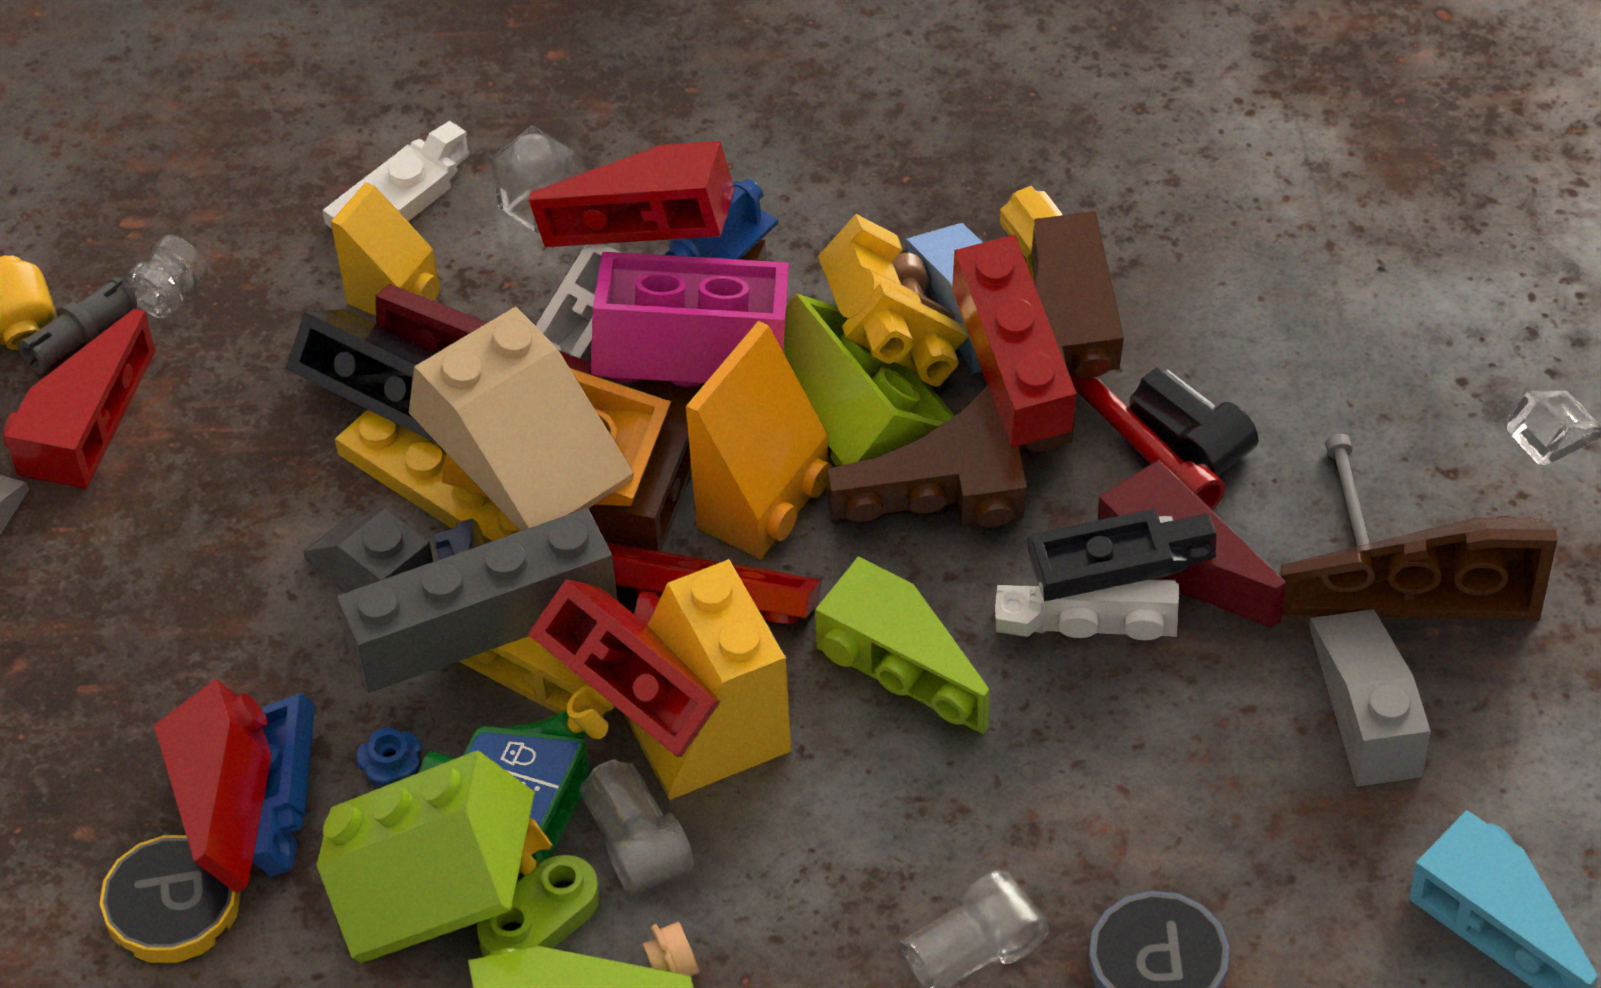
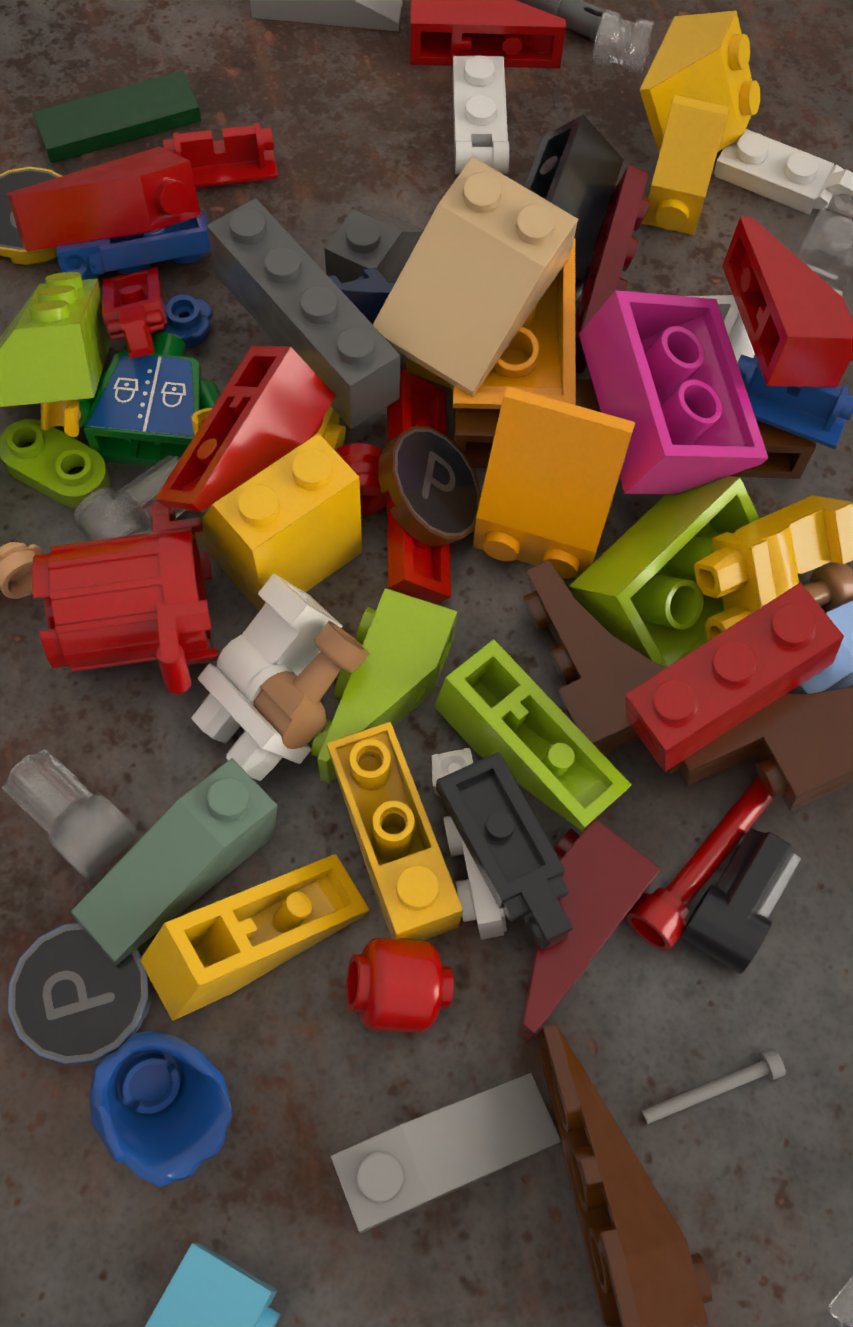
camera: 70 degrees right, 15 degrees up
(51, 788) = (117, 116): none -> dark green tile
(171, 674) = (239, 158): none -> red hinge
(204, 433) = (480, 112): none -> white plate
(284, 205) = (704, 61): none -> yellow slope
(375, 768) = (134, 309): none -> red hinge
(689, 550) = (430, 486): none -> tile
(763, 821) = (129, 600): none -> red container
(894, 732) = (275, 679): none -> white hips
(982, 541) = (507, 713): none -> lime slope
(1051, 834) = (178, 860): none -> sand green slope
(1080, 657) = (395, 835): none -> yellow slope
(1142, 800) = (249, 934): none -> yellow slope
(1213, 689) = (398, 985): none -> red head
(1285, 876) = (160, 1106): none -> blue hair

